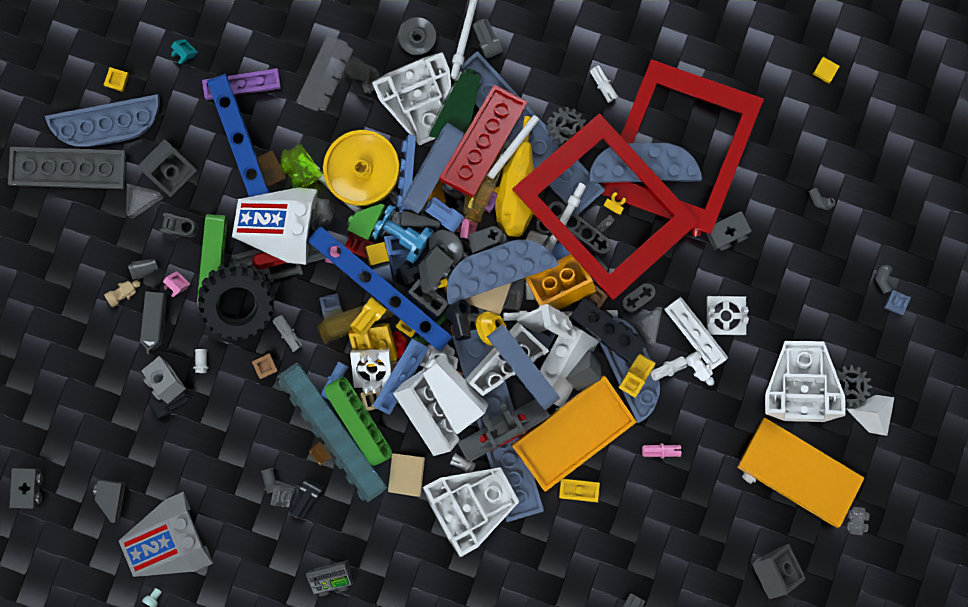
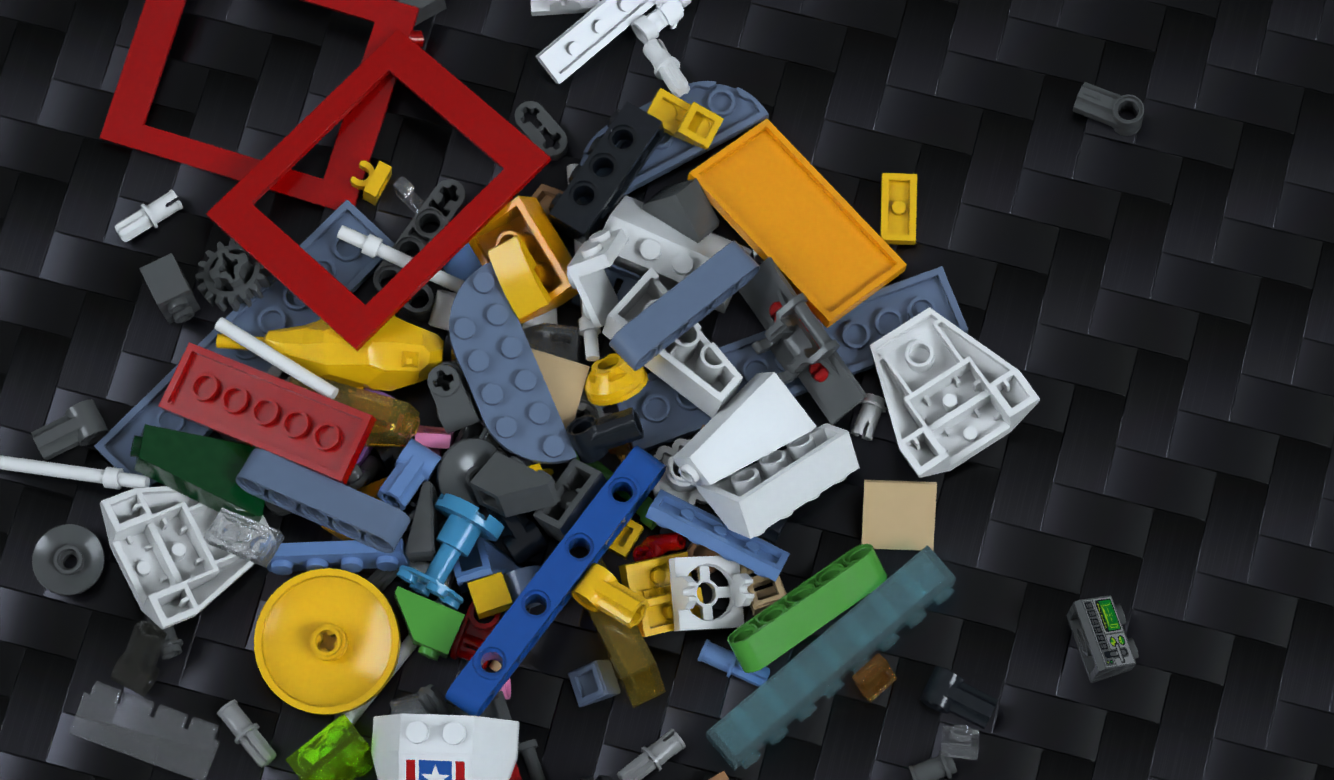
camera: 85 degrees left, 10 degrees down
(318, 125) = (247, 733): none -> light grey axle
(418, 126) = (244, 537): none -> clear plate
(547, 277) = (517, 277): none -> yellow slope
(558, 93) = (170, 289): none -> dark grey brick
(649, 325) = (589, 106): clear slope -> none
(661, 451) = (815, 72): bright pink axle -> none
(664, 159) = (284, 97): sand blue plate -> none

